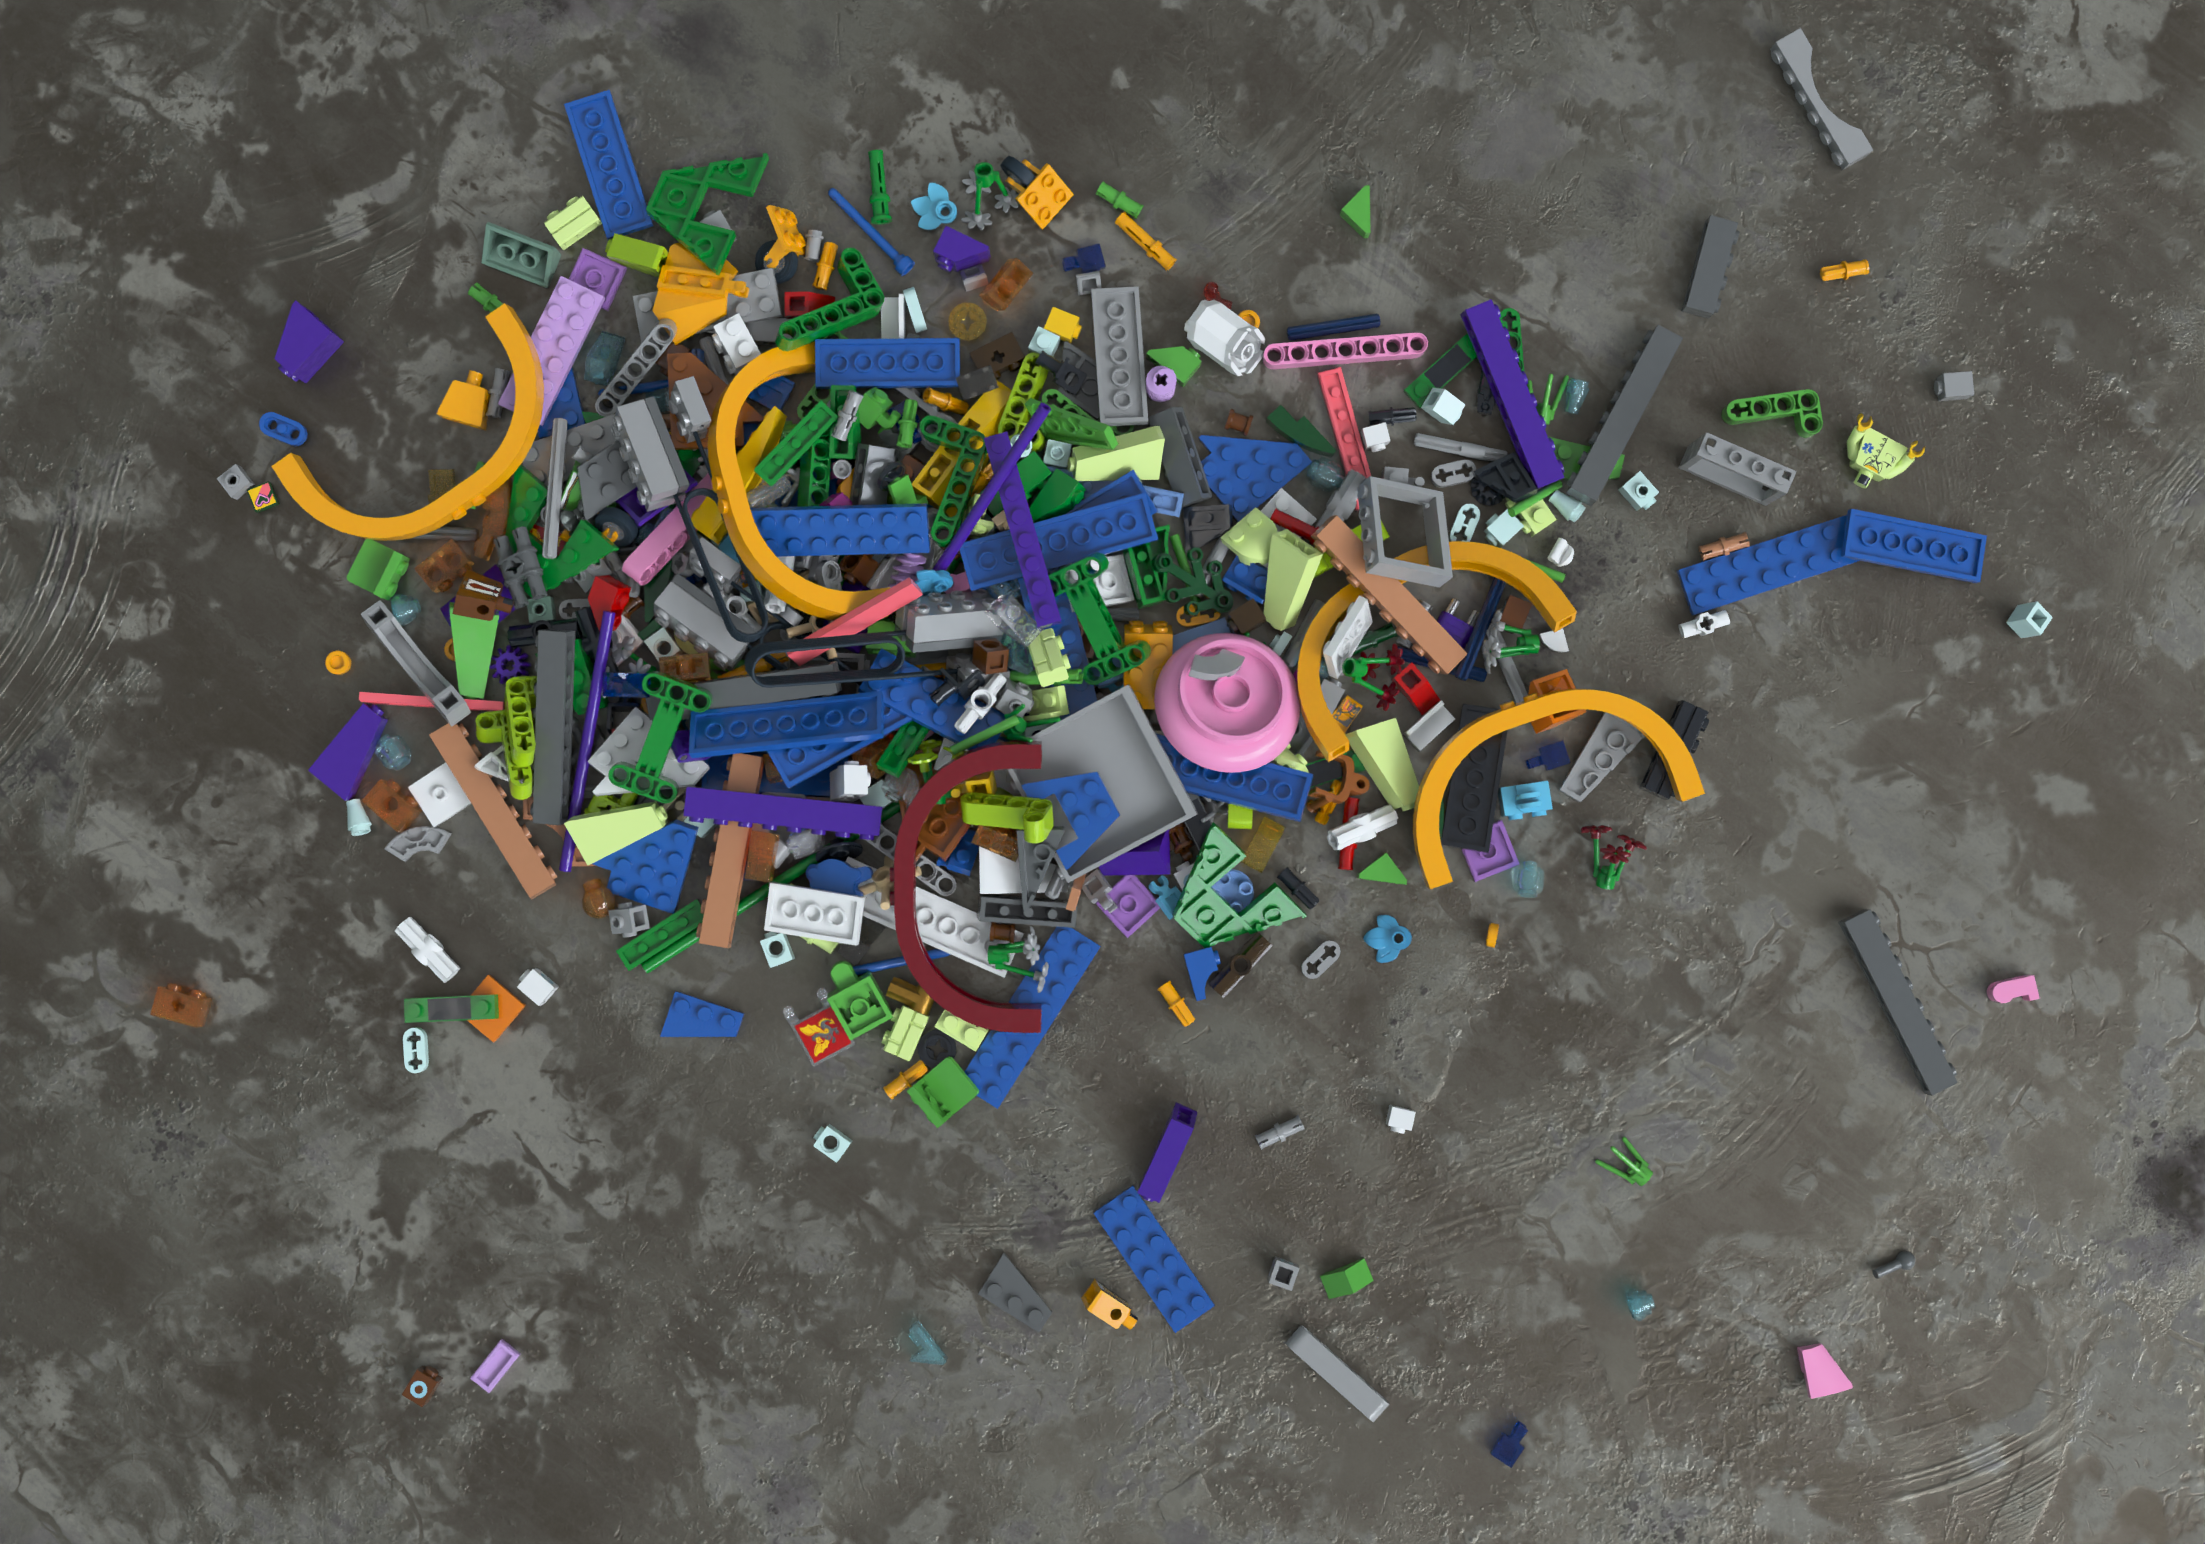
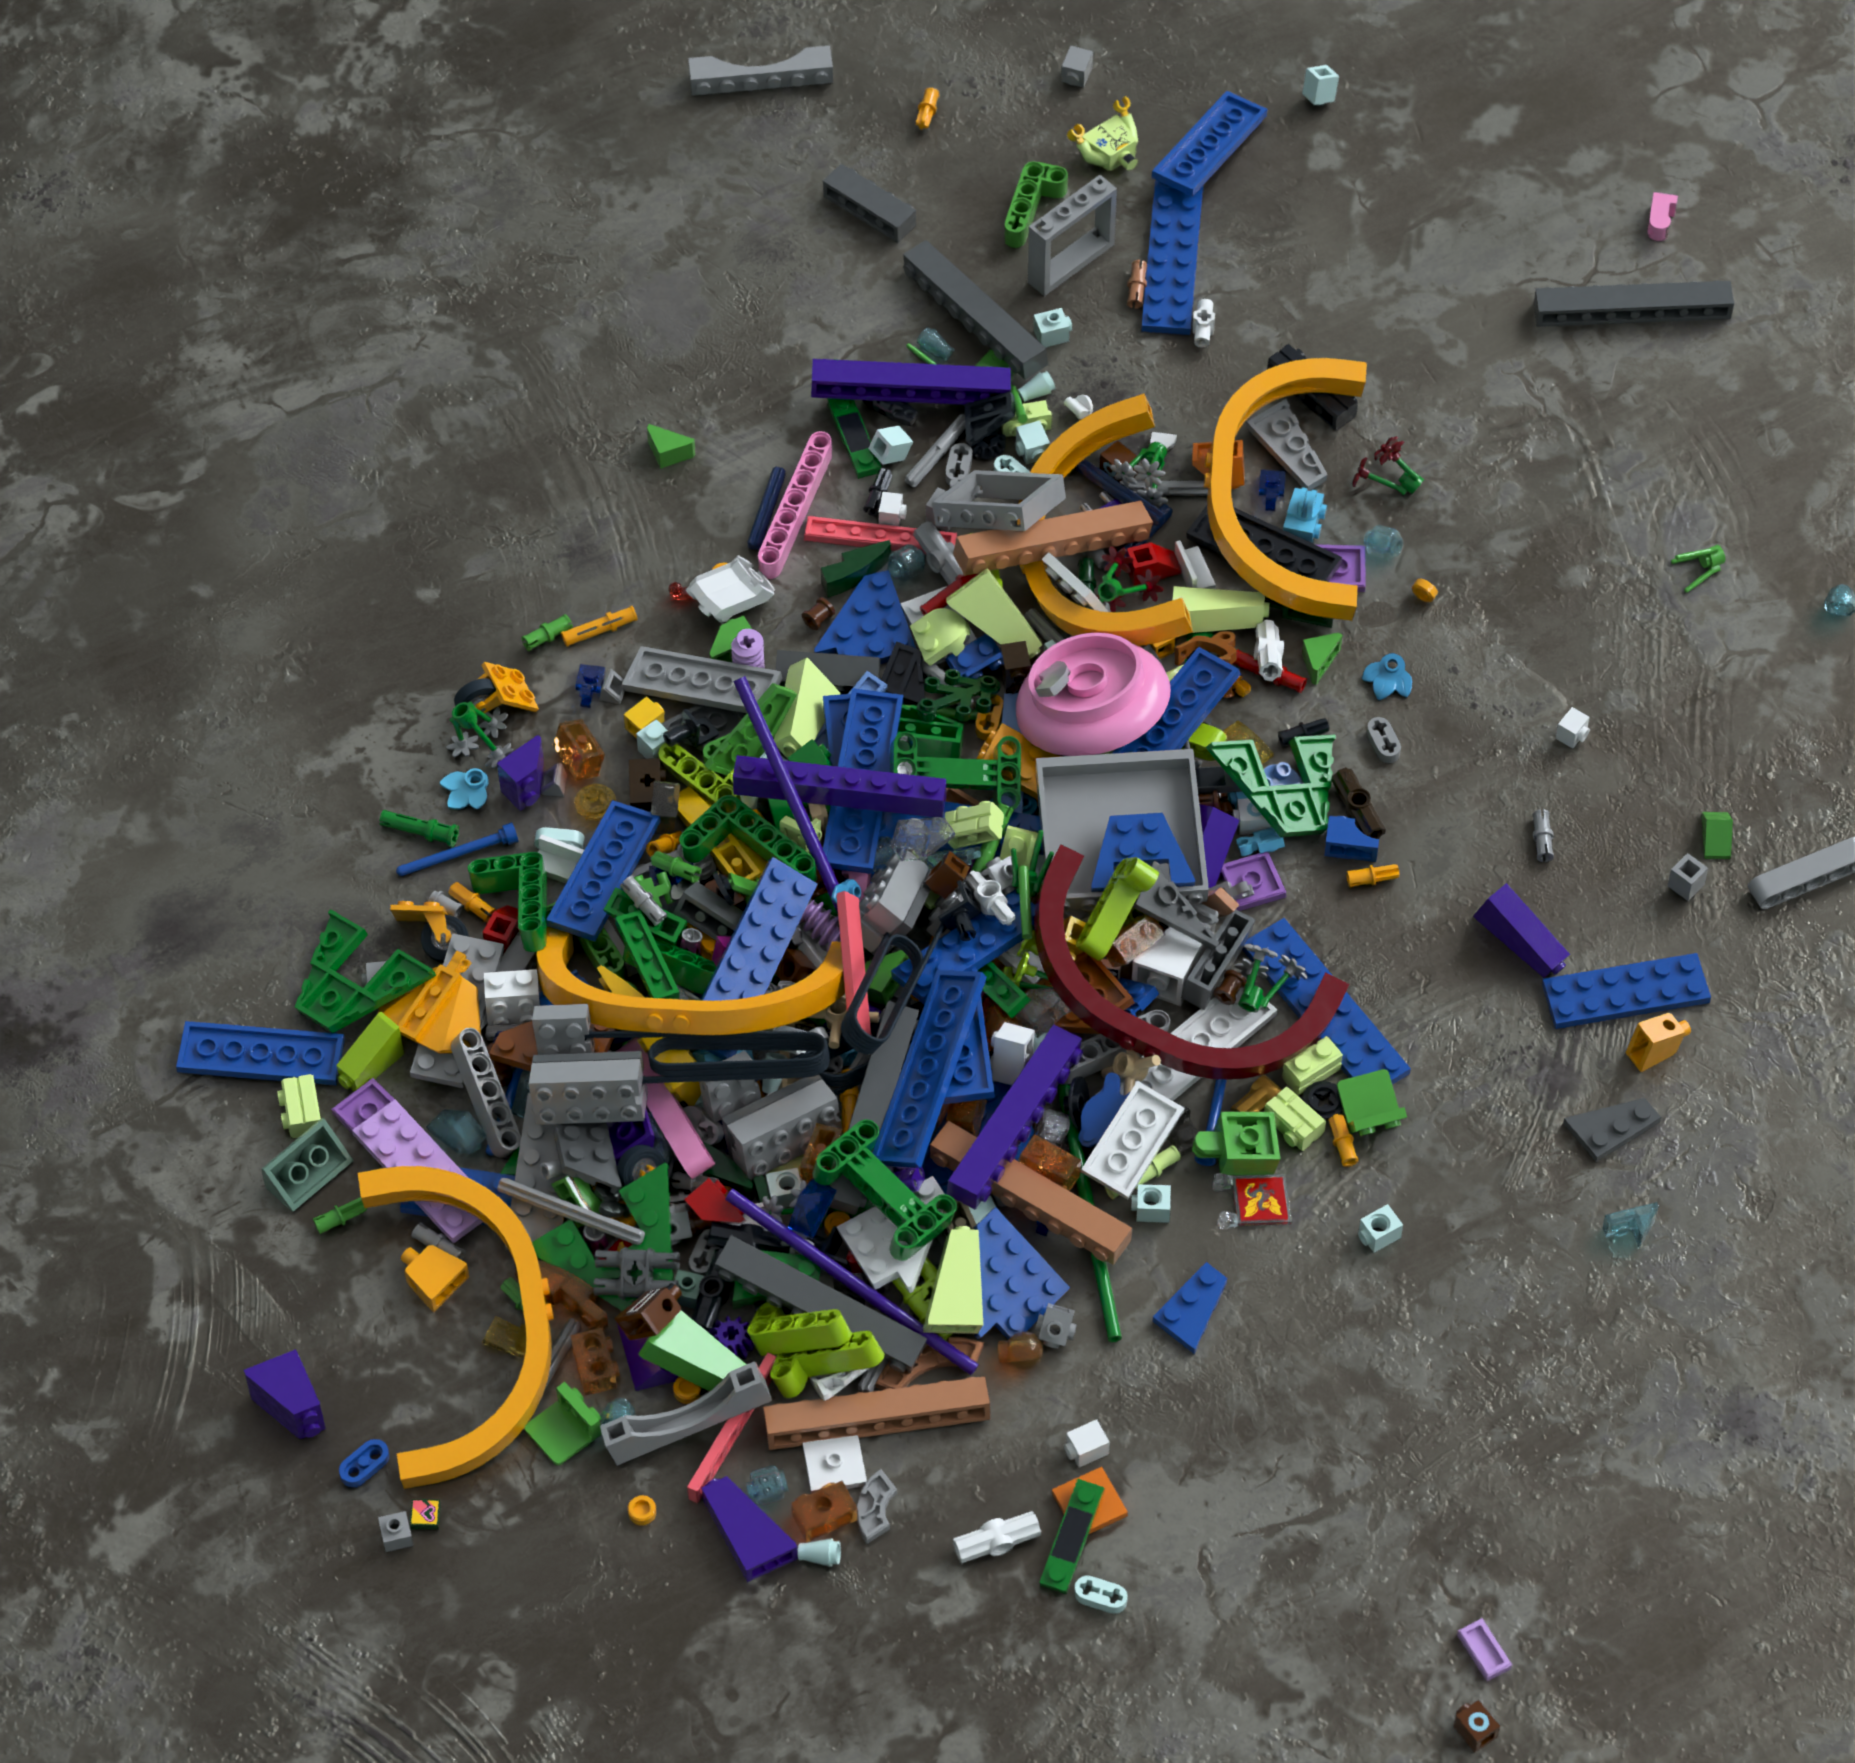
camera: 65 degrees left, 30 degrees down
(661, 935) = (1087, 1305): green plate -> none

